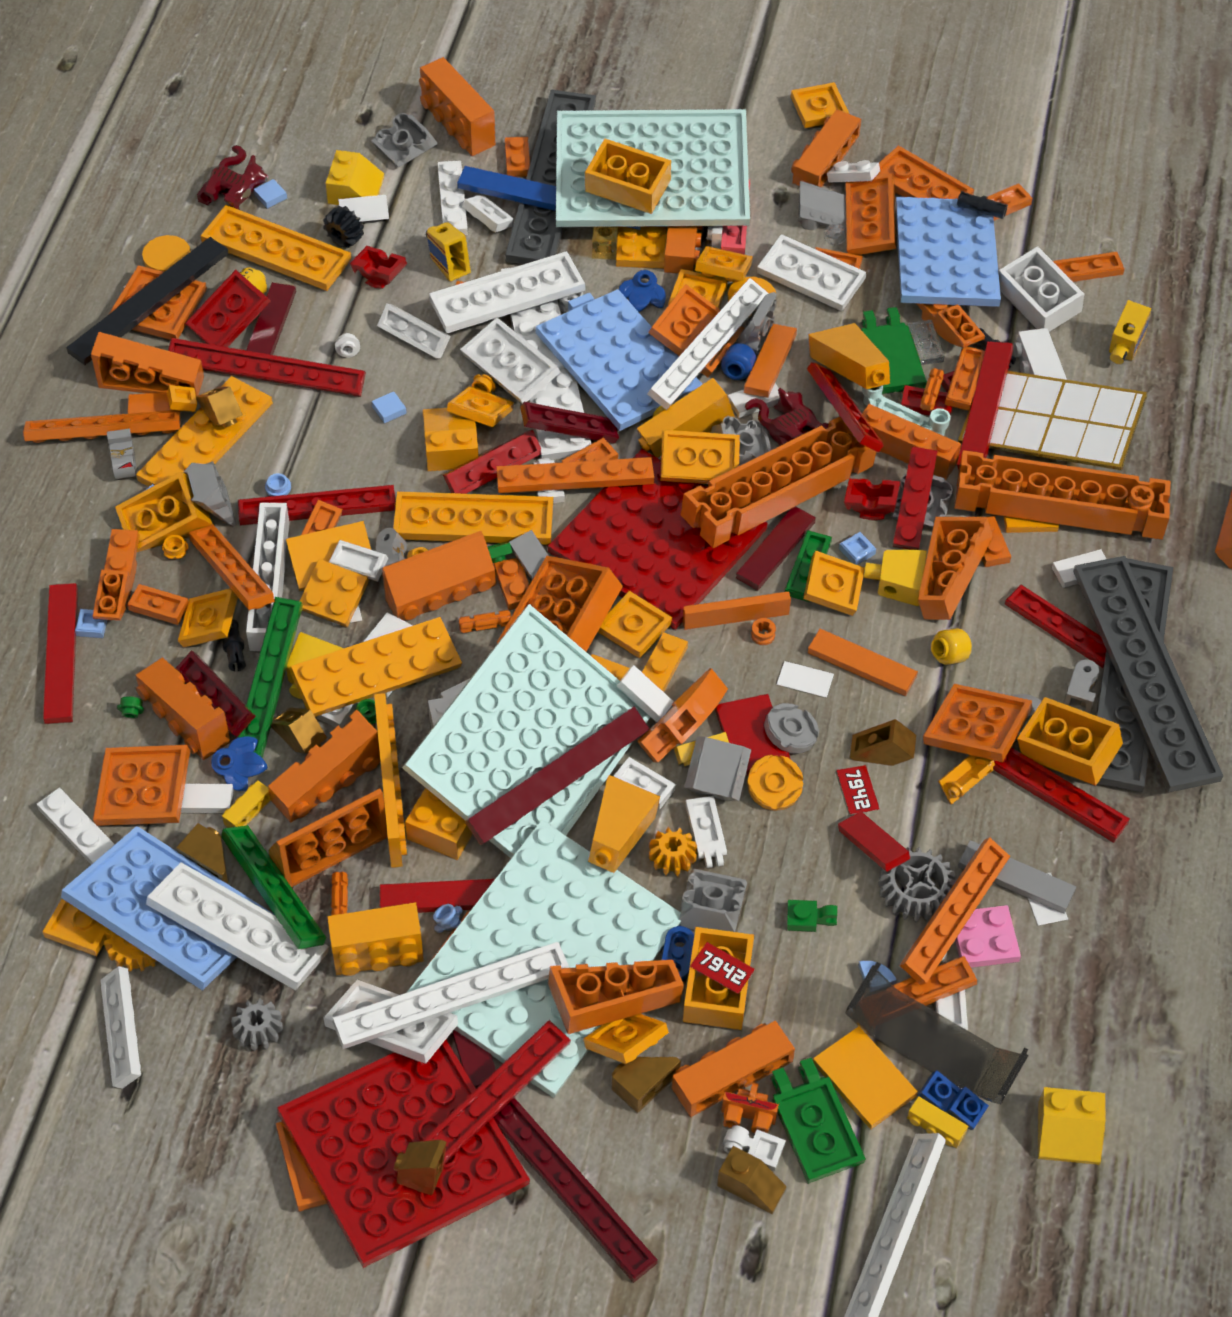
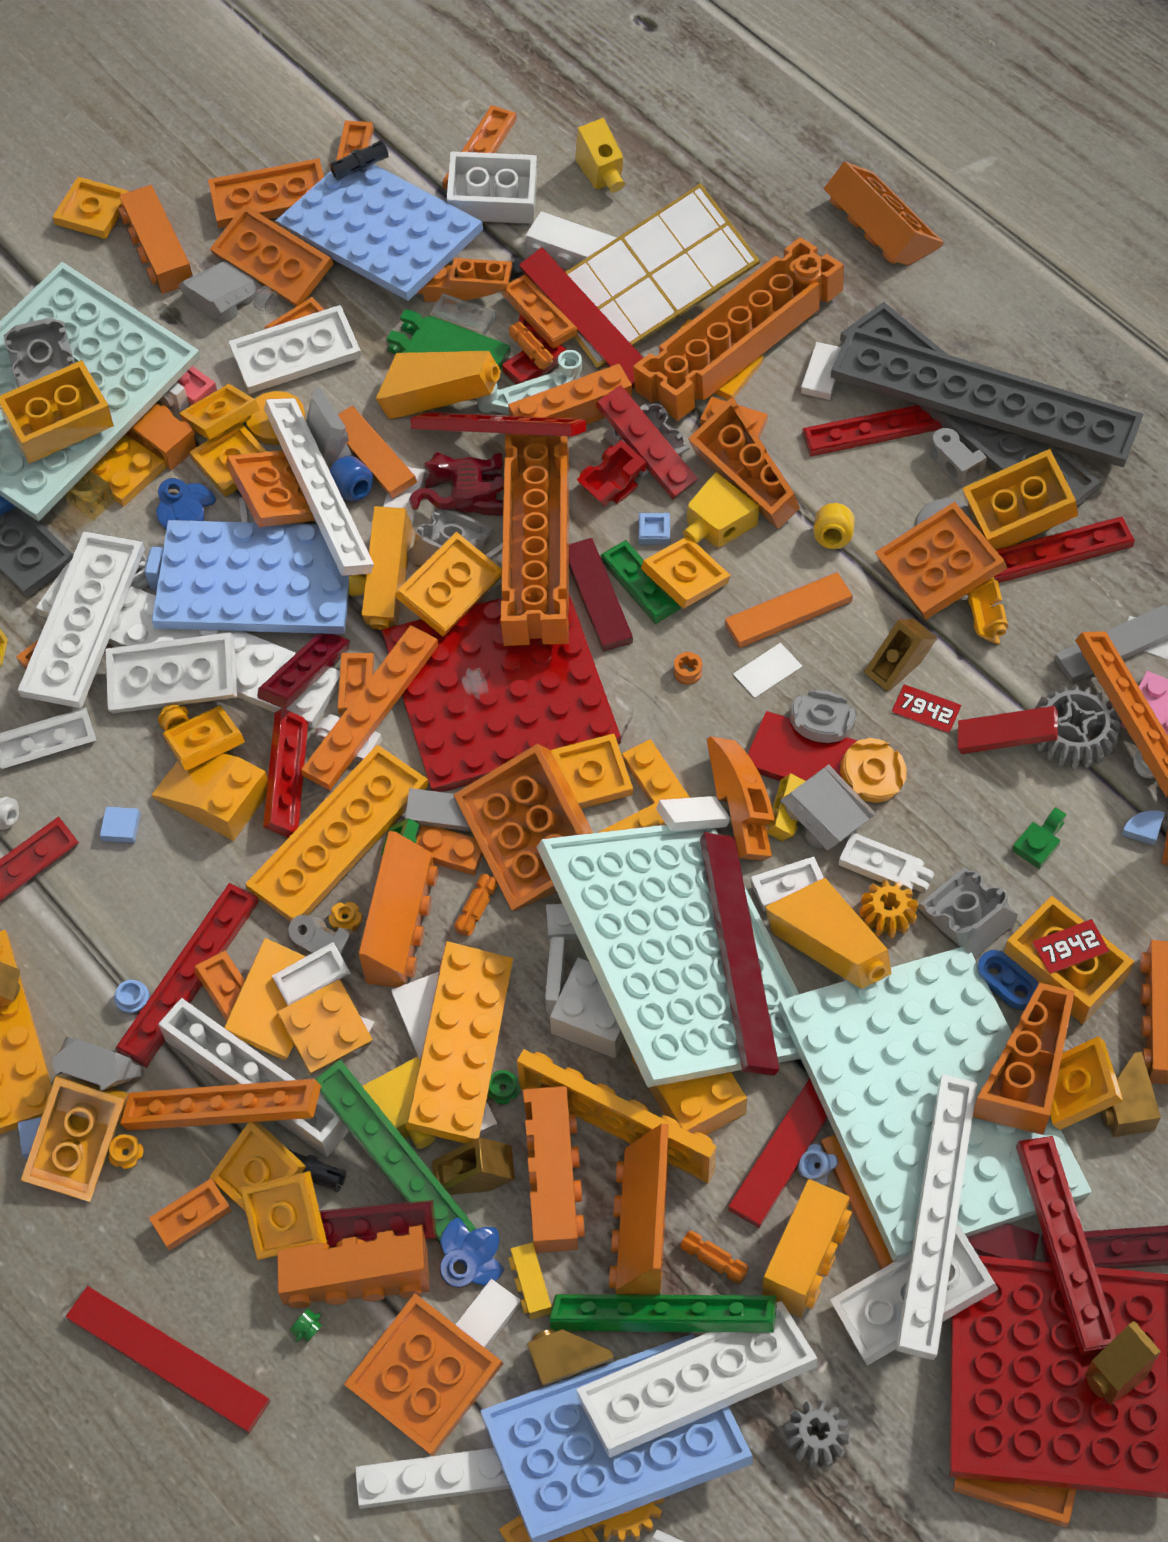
camera: 50 degrees left, 5 degrees up
(88, 626) = (153, 1301): light blue tile -> none
(118, 575) = (118, 1235): orange slope -> none
(188, 646) = (283, 1214): none -> light orange tile
(639, 517) = (475, 683): none -> clear plate
(667, 138) = (38, 349): none -> light grey slope
(736, 610) = (648, 673): orange tile -> none
(853, 172) = (207, 234): white plate -> none

